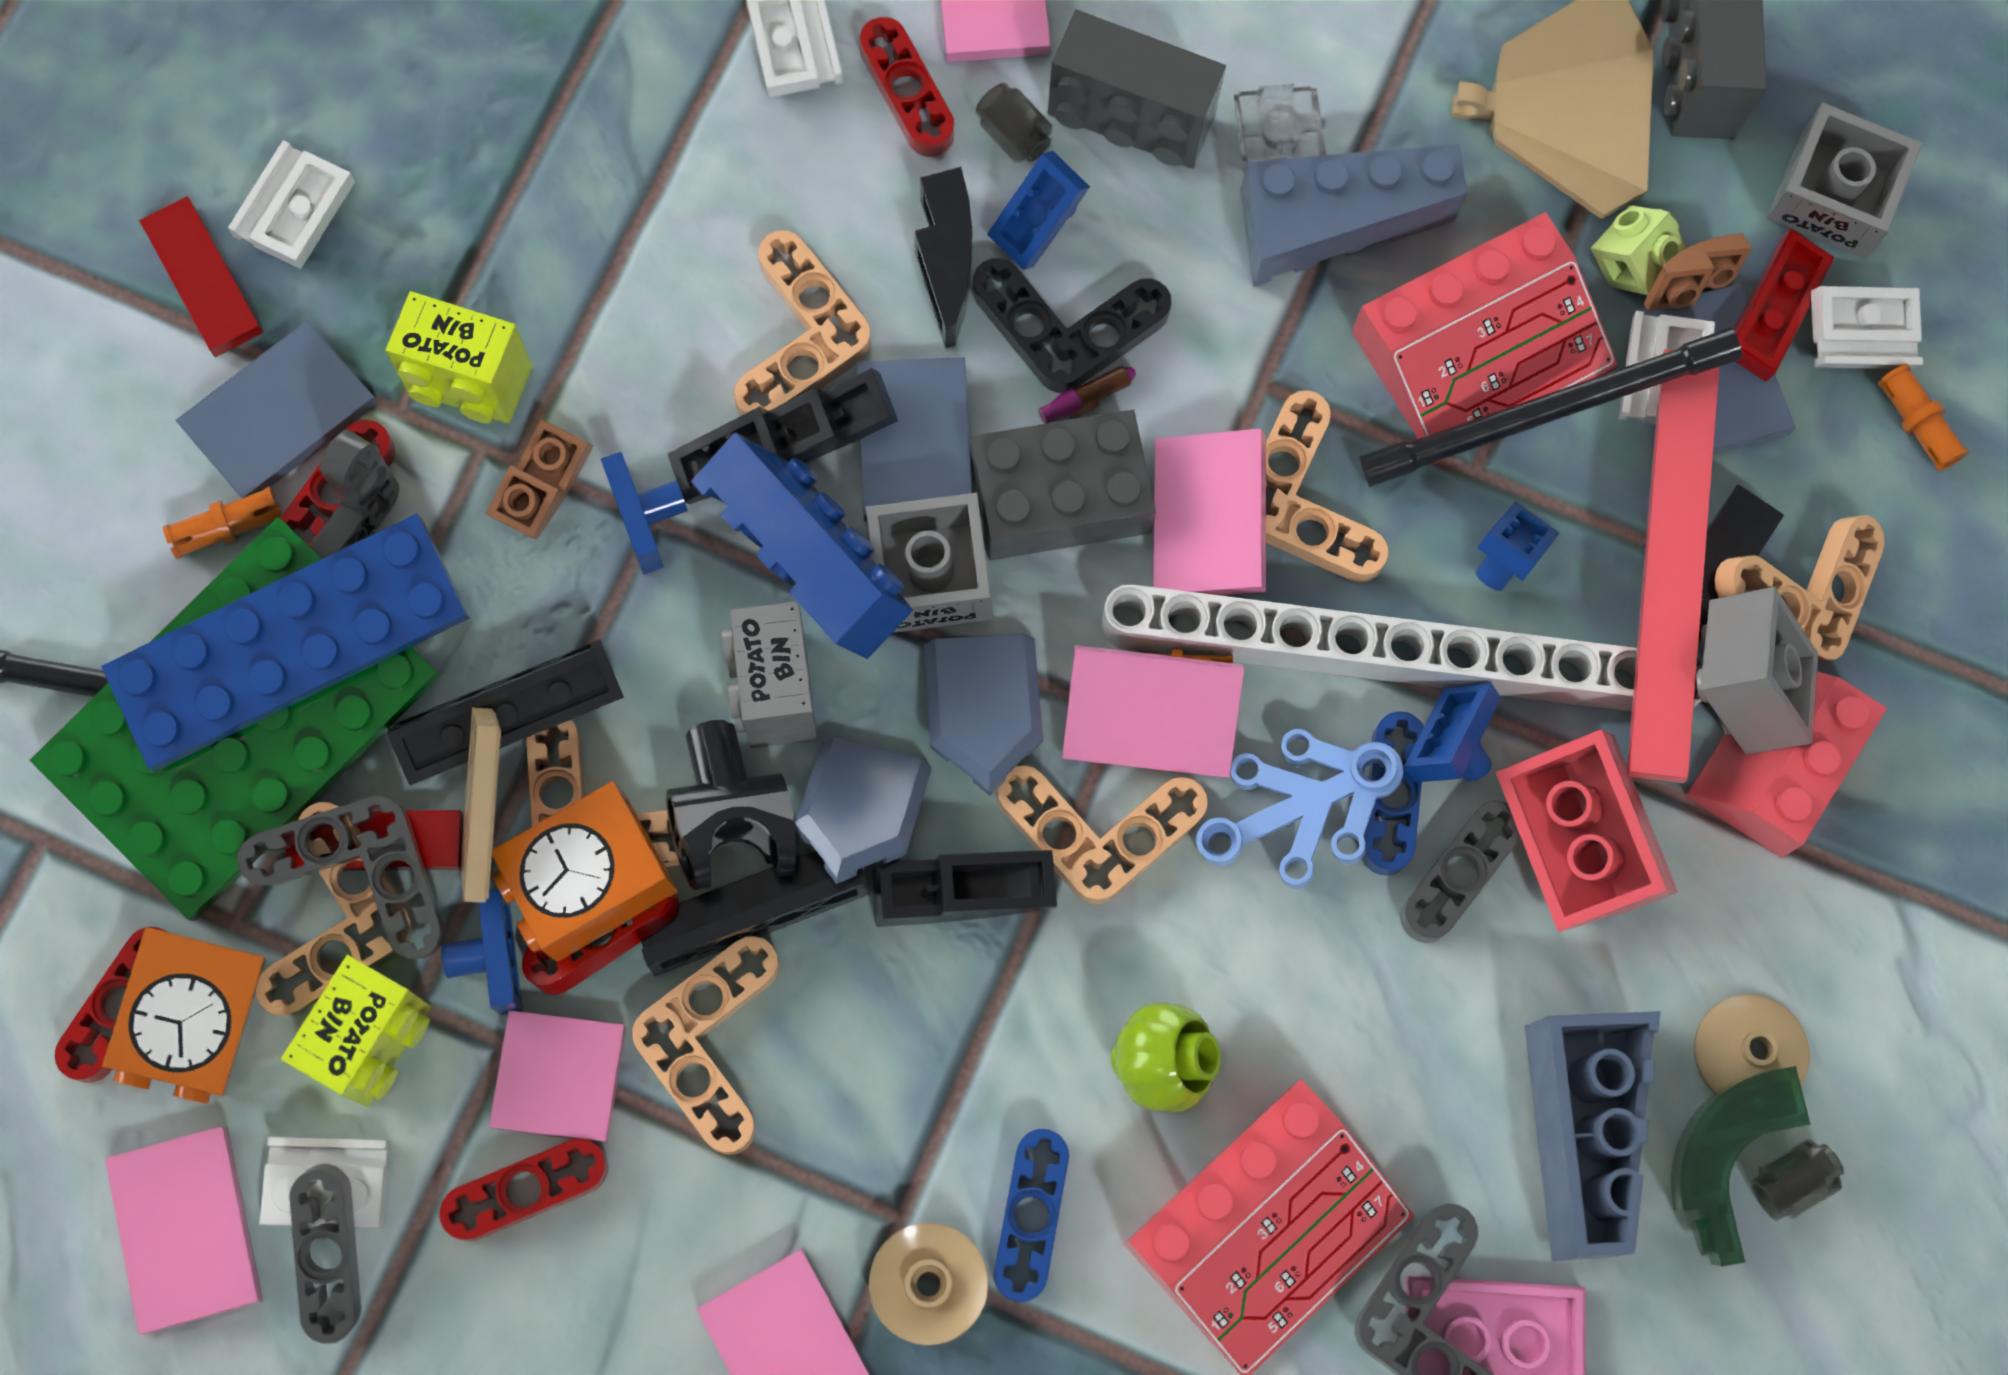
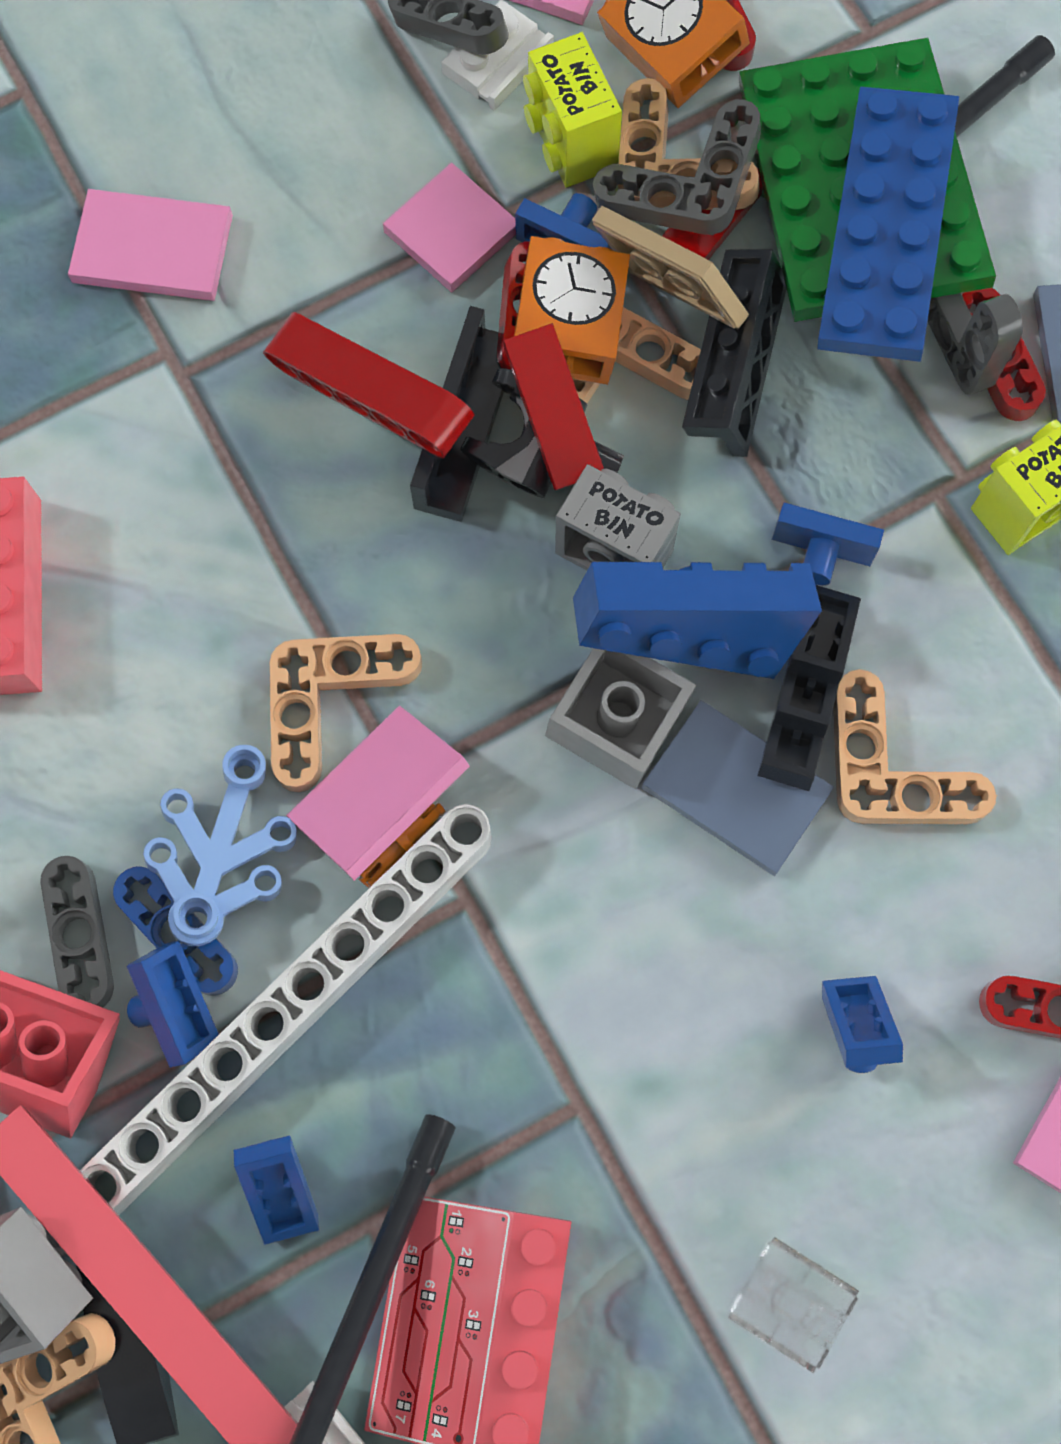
camera: 135 degrees right, 0 degrees up
(222, 522) = (1028, 259): orange pin -> none
(477, 1191) = (390, 141): red beam -> none
(540, 481) = (904, 496): nougat slope -> none
(692, 1026) = (414, 323): light nougat beam -> none
(701, 801) = (552, 404): none -> red tile
(797, 1000) = (369, 384): none -> red beam
(861, 805) = (472, 530): sand blue tile -> none
(933, 1250) = (107, 335): tan dish -> none
(946, 249) = (880, 926): black slope -> none
(963, 887) = (360, 563): black slope -> none
(983, 703) = (483, 678): sand blue tile -> none
(1014, 123) = (962, 1071): clear smoke brick -> none
(1053, 1174) = (106, 429): blue beam -> none
(1062, 484) = (609, 861): dark grey brick -> none
(1070, 342) = (728, 977): black beam -> none
(1086, 397) = (673, 947): piece -> none
(1134, 89) = (917, 1188): dark grey brick -> none
(1166, 1057) = (122, 601): lime plant -> none
(1211, 513) = (497, 962): bright pink tile -> none
(1292, 509) = (453, 1037): light nougat beam -> none
(1343, 202) = (688, 1287): sand blue wedge -> none

